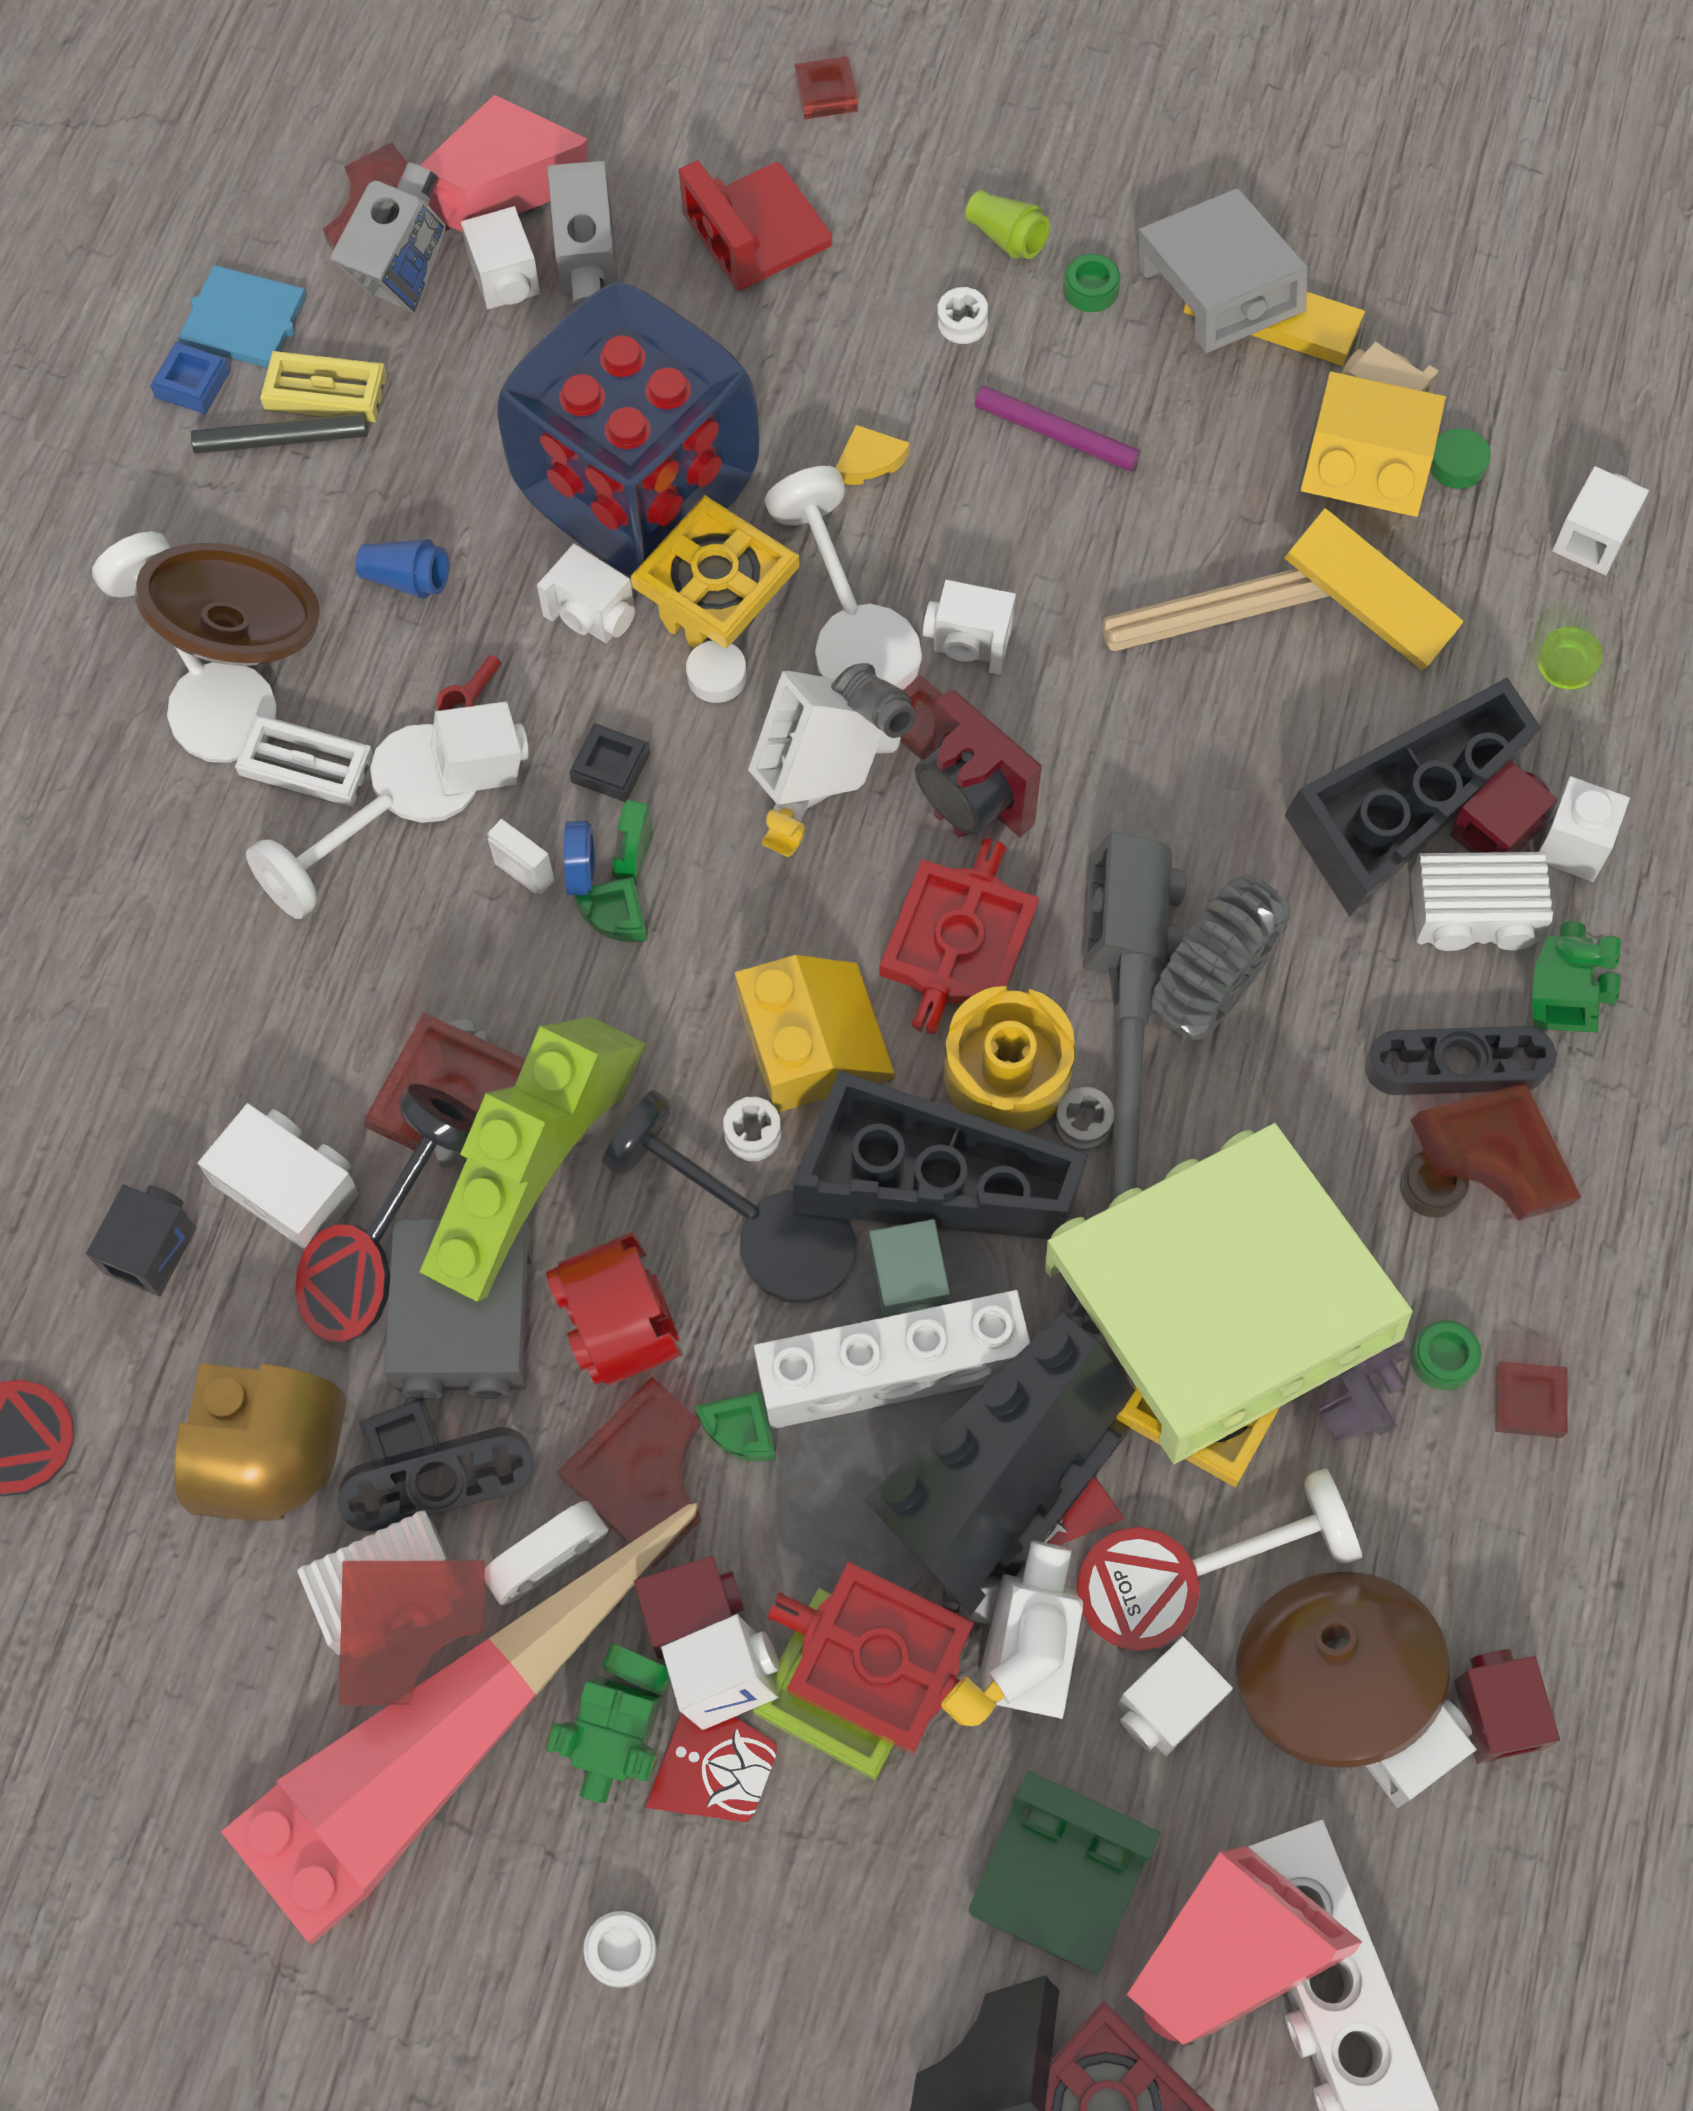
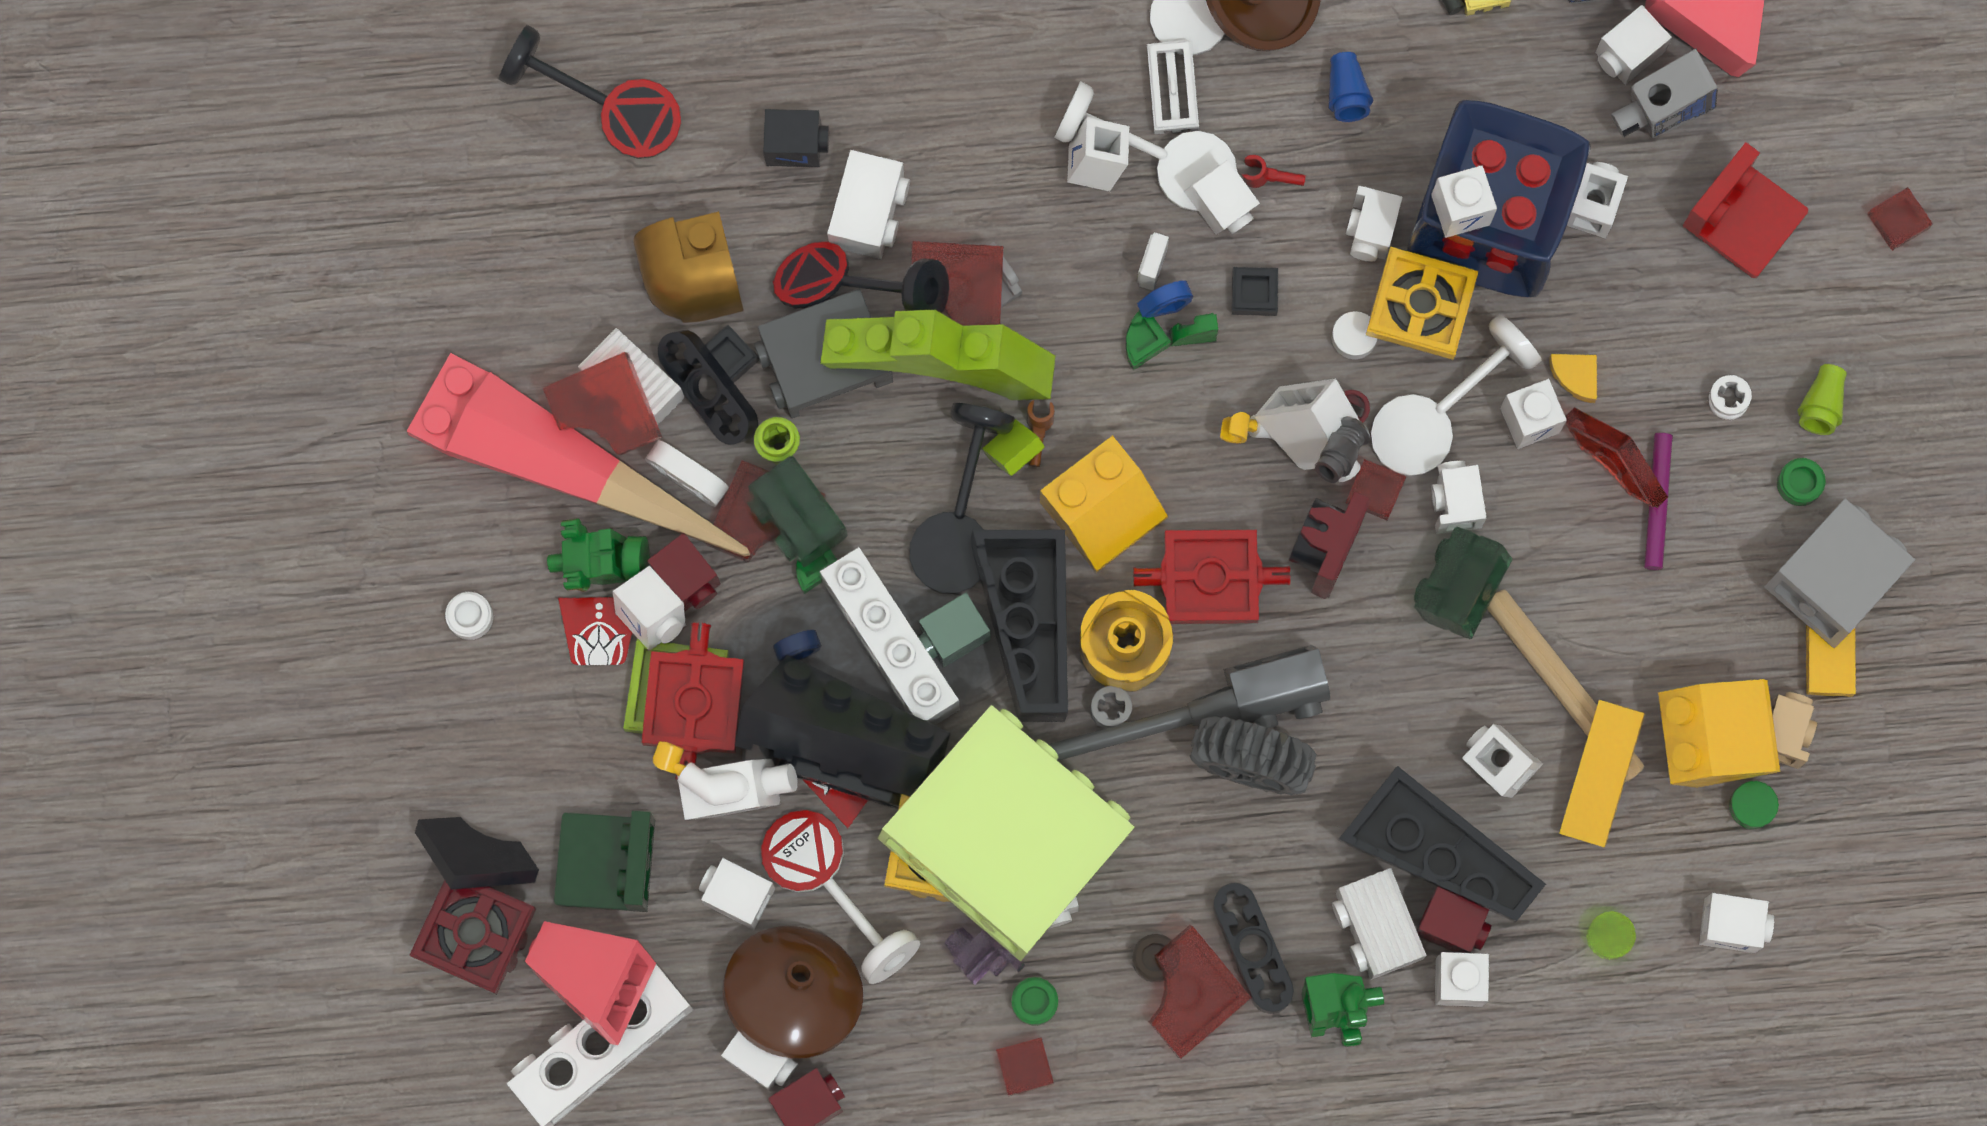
camera: 70 degrees right, 10 degrees up
(352, 865) = (1098, 154): none -> white brick
(554, 1391) = (776, 431): none -> lime cone
(616, 1310) = (853, 452): red brick -> none
(636, 415) = (1464, 201): none -> white brick
(667, 1416) = (796, 512): none -> clear green brick
(673, 1075) = (1039, 427): none -> dark orange hand
(694, 1111) = (1013, 449): none -> lime tile
(734, 1122) = (1016, 505): white bush -> none
(852, 1488) = (798, 645): none -> dark blue tile
(902, 508) = (1533, 413): none -> white brick
(991, 431) = (1618, 455): none -> clear red tile
(1081, 654) = (1462, 582): none -> clear green brick
(1332, 676) = (1482, 753): none -> white brick

